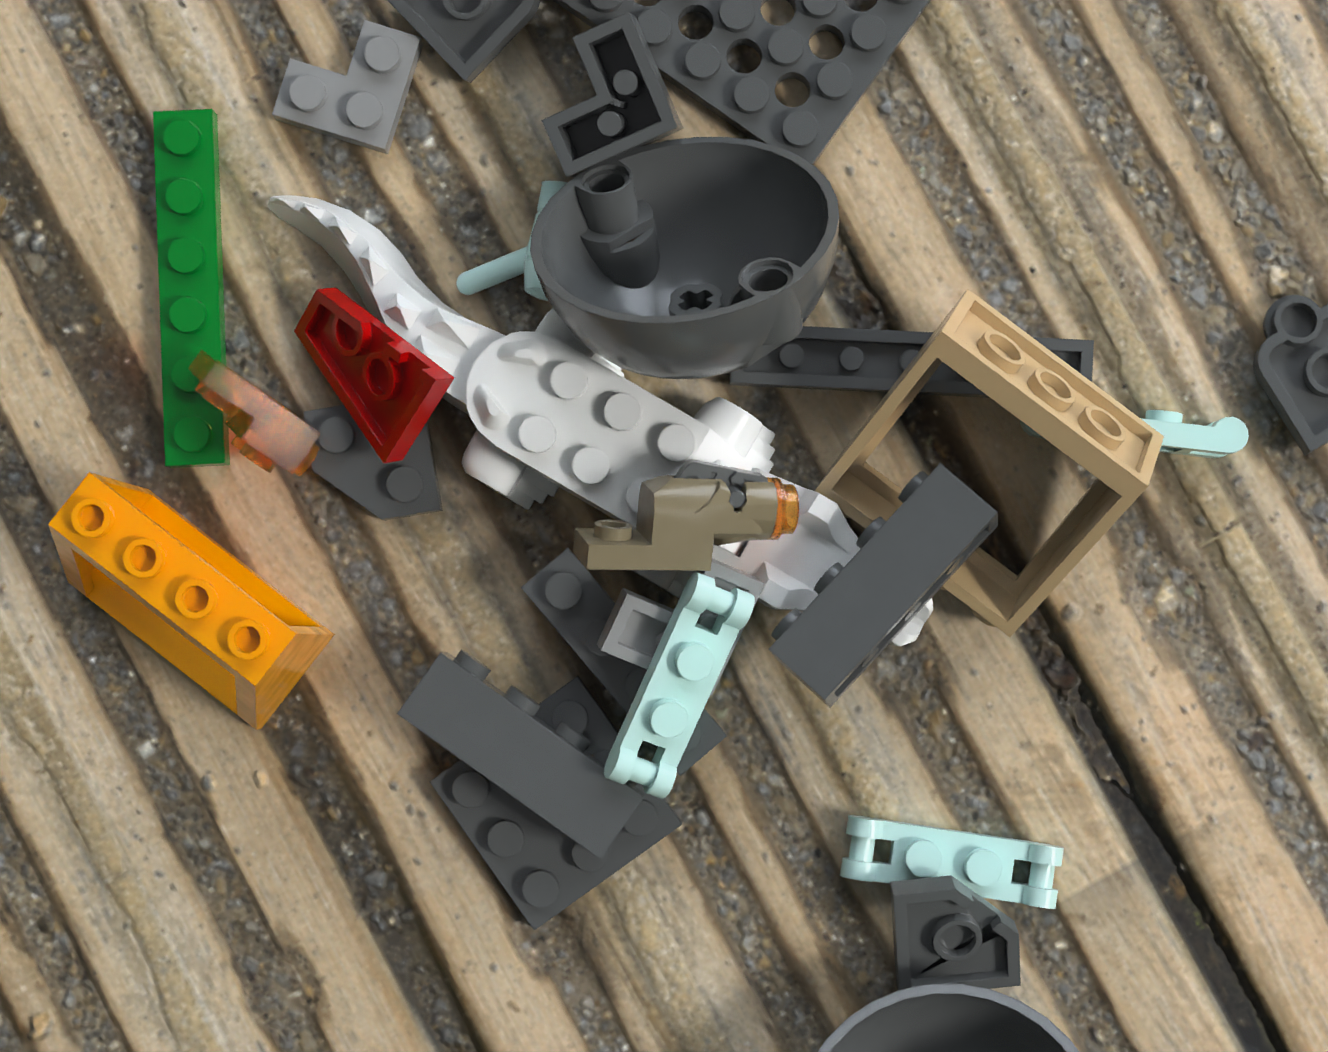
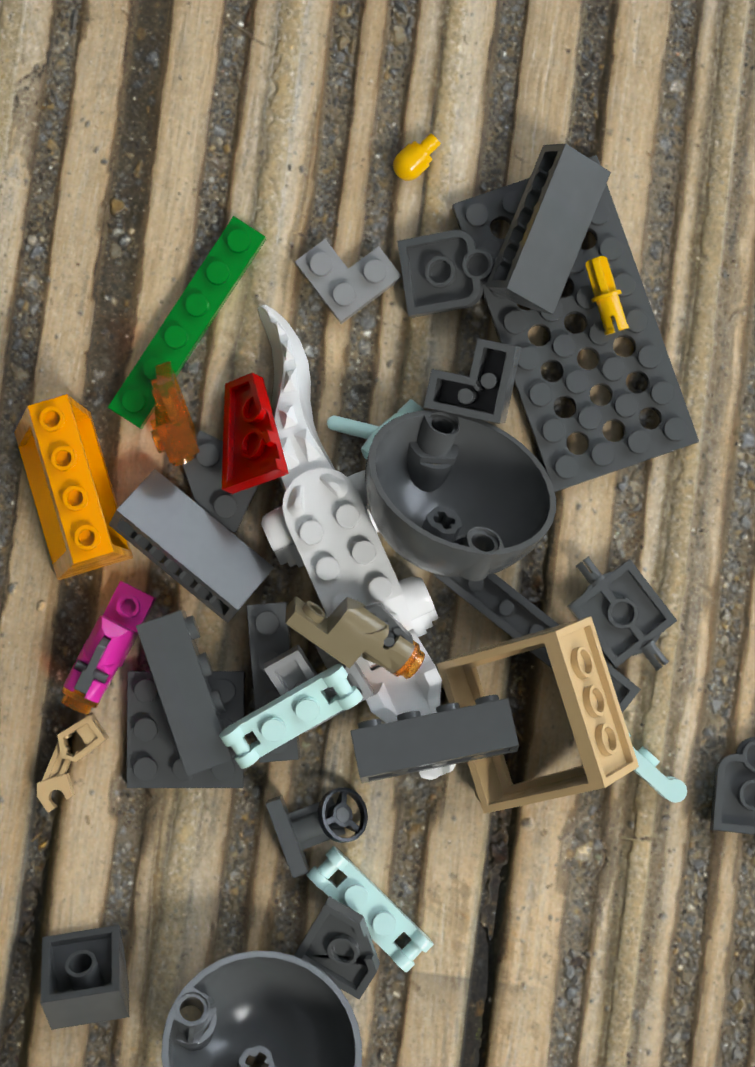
camera: 30 degrees right, 0 degrees up
(381, 772) = (106, 648): none -> dark pink plate
(395, 565) = (190, 545): none -> brick
(431, 977) = (56, 773): none -> tan piece
(806, 805) = (314, 825): none -> dark grey piece
(1005, 257) = (624, 612): none -> dark grey plate

